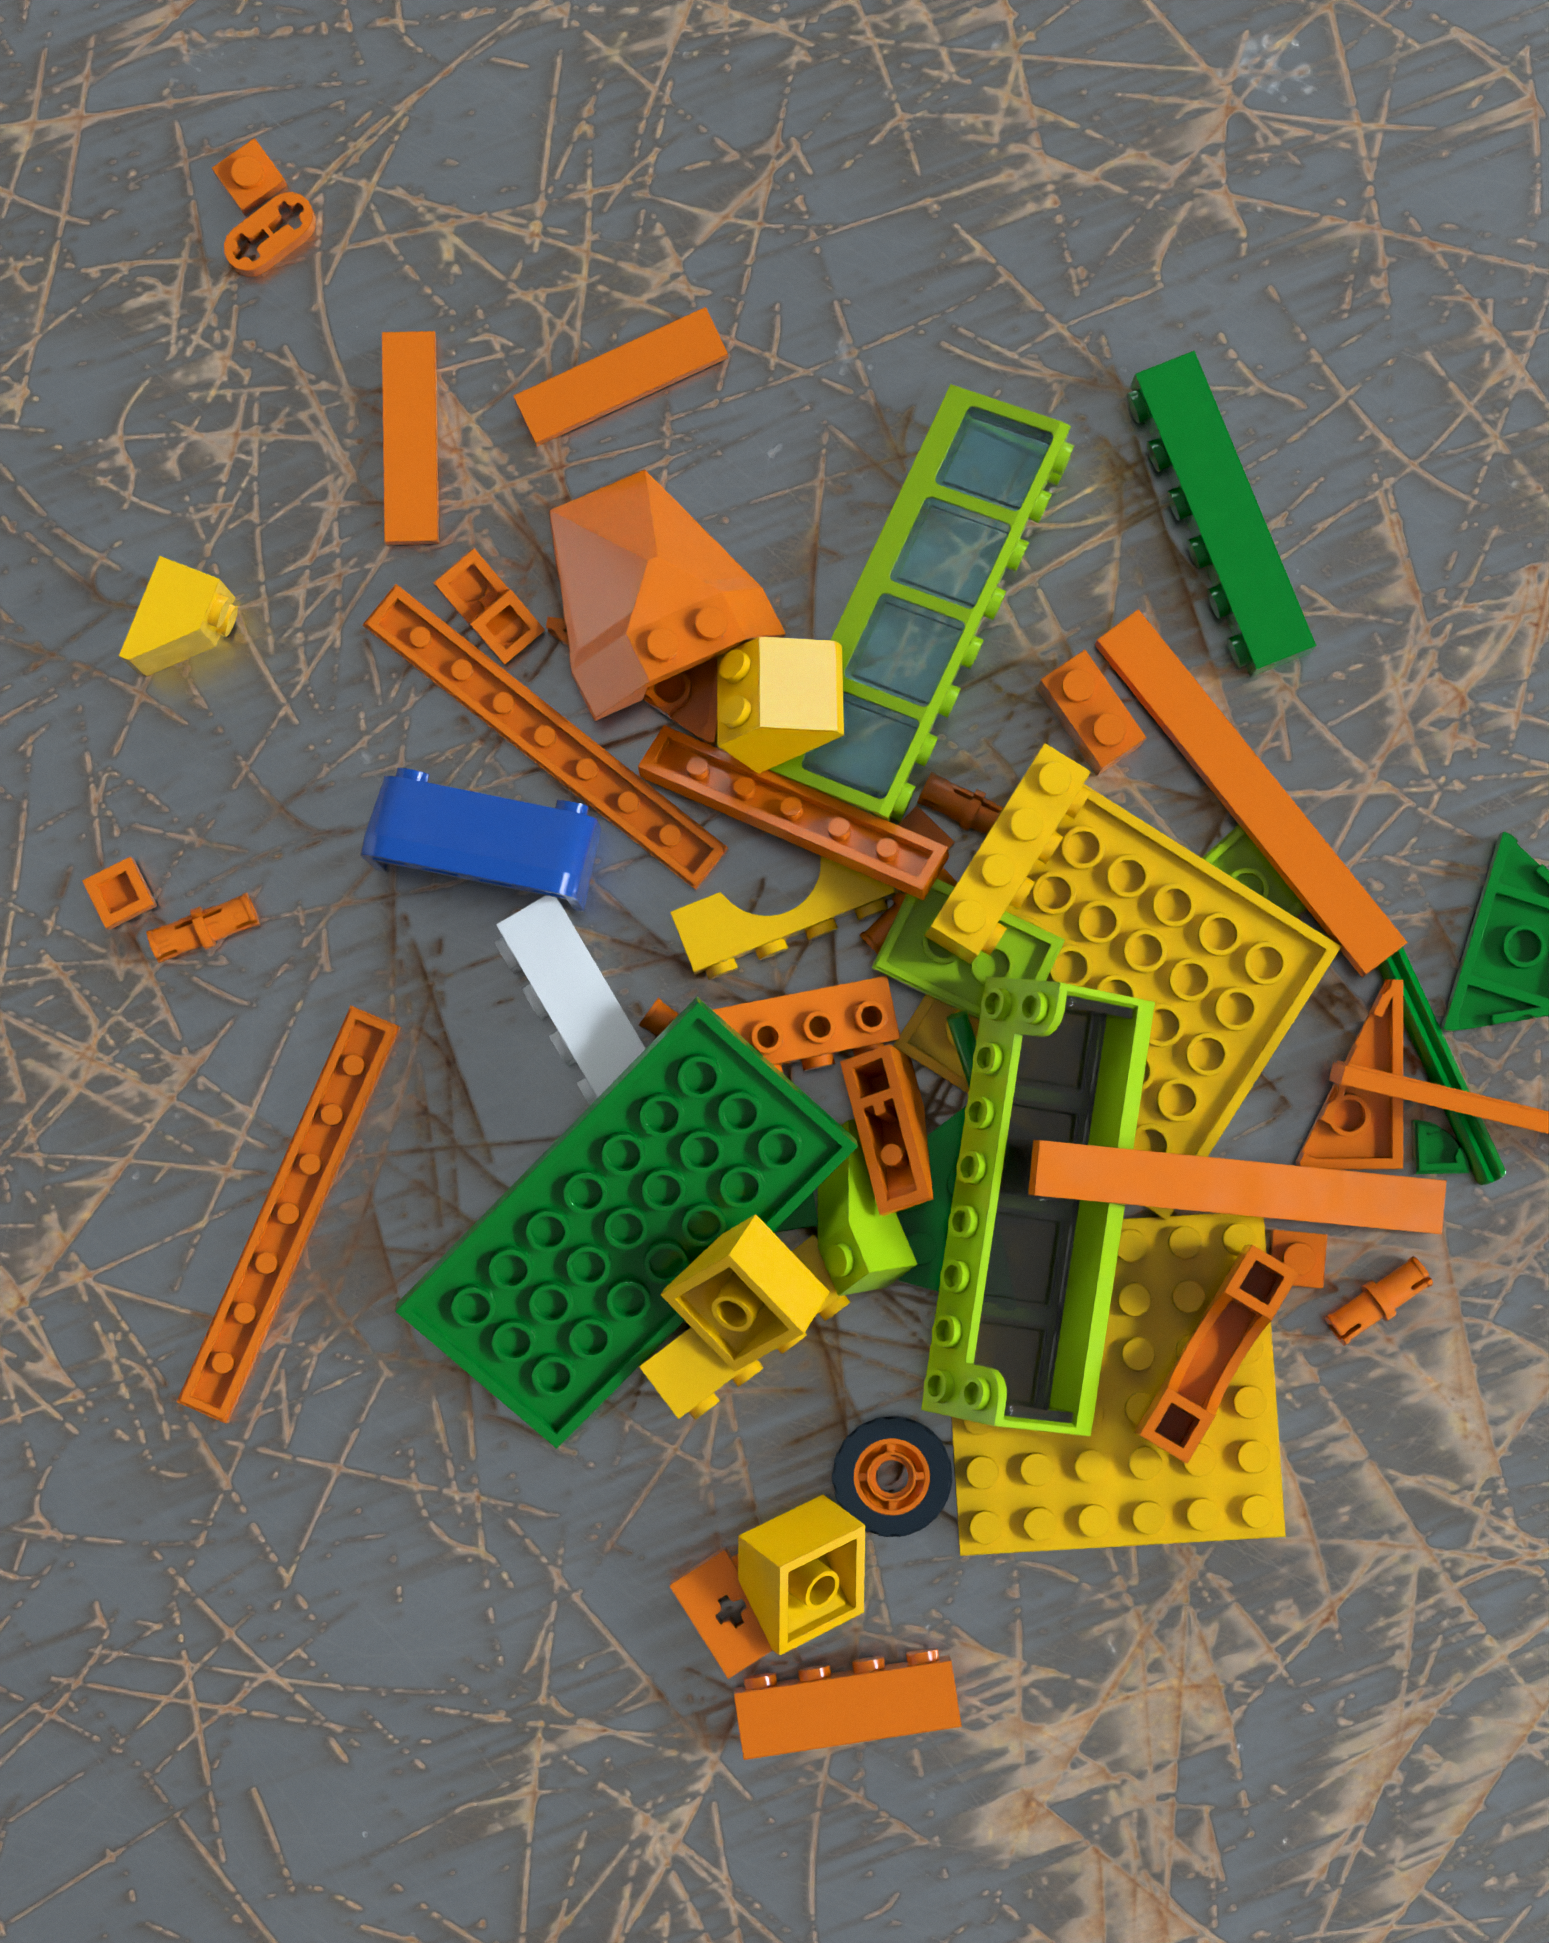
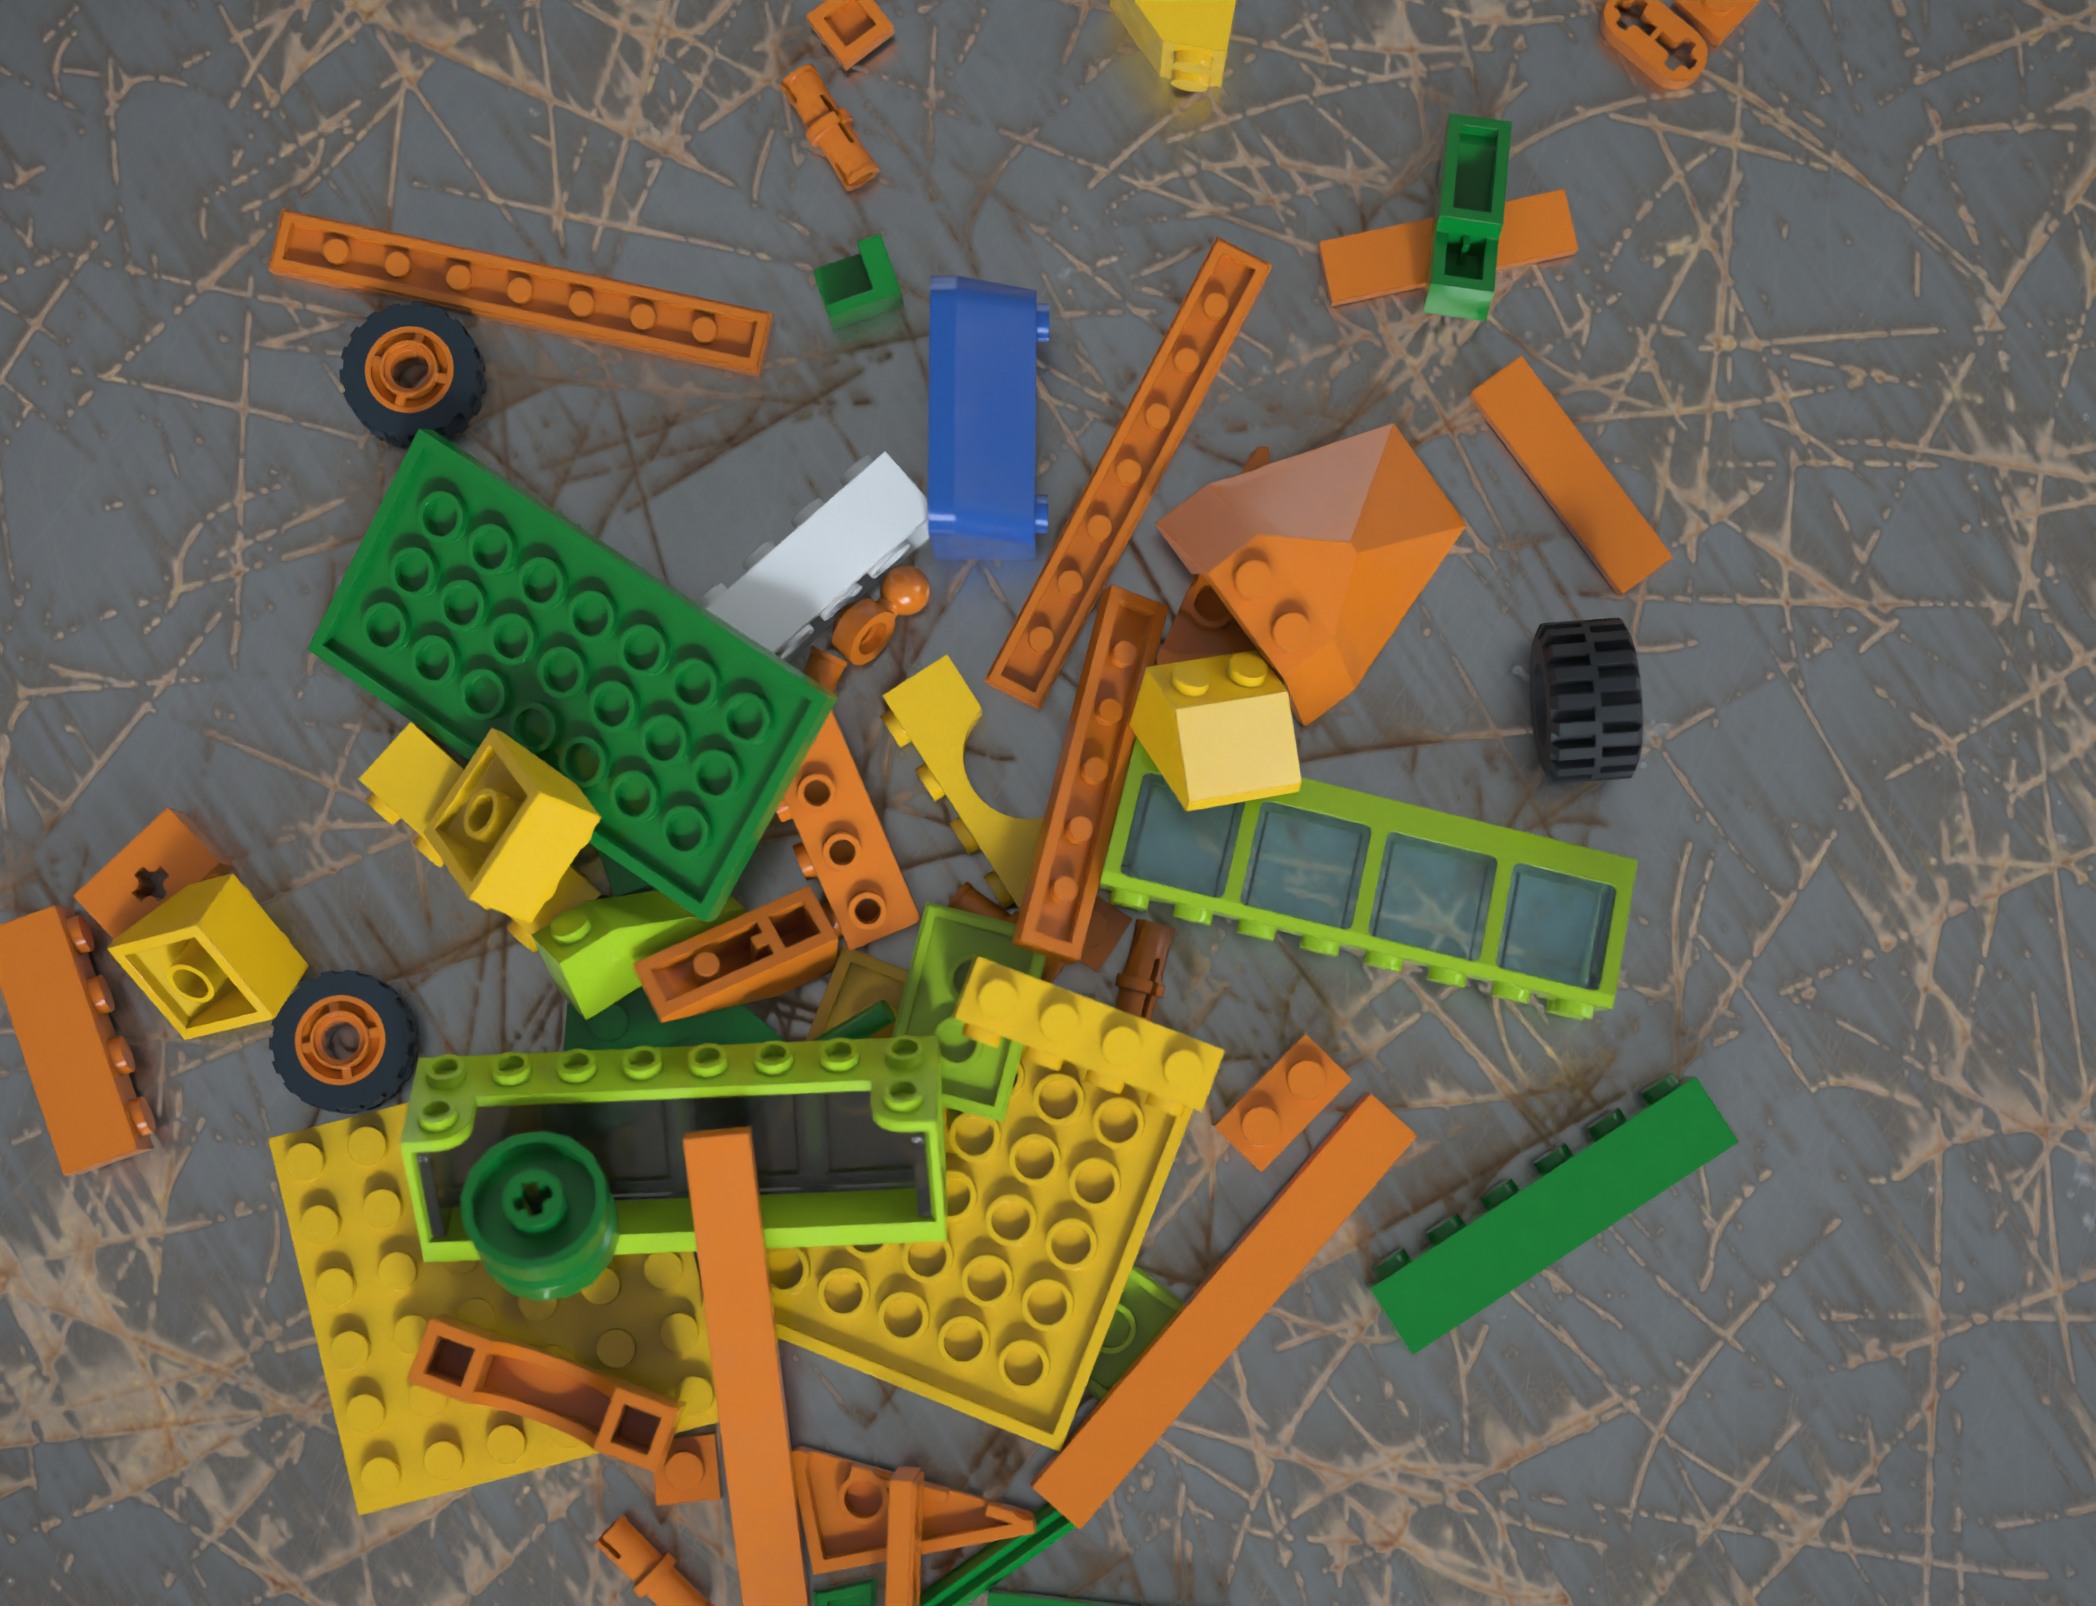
camera: 80 degrees right, 0 degrees up
(310, 1323) = (406, 338): none -> black wheel
(341, 928) = (859, 284): none -> green panel
(392, 414) = (1468, 217): none -> green slope
(488, 606) = (1268, 377): orange slope -> none
(630, 975) = (867, 625): none -> orange plate
(813, 398) = (1586, 700): none -> black tyre
(1042, 1320) = (540, 1215): none -> green wheel

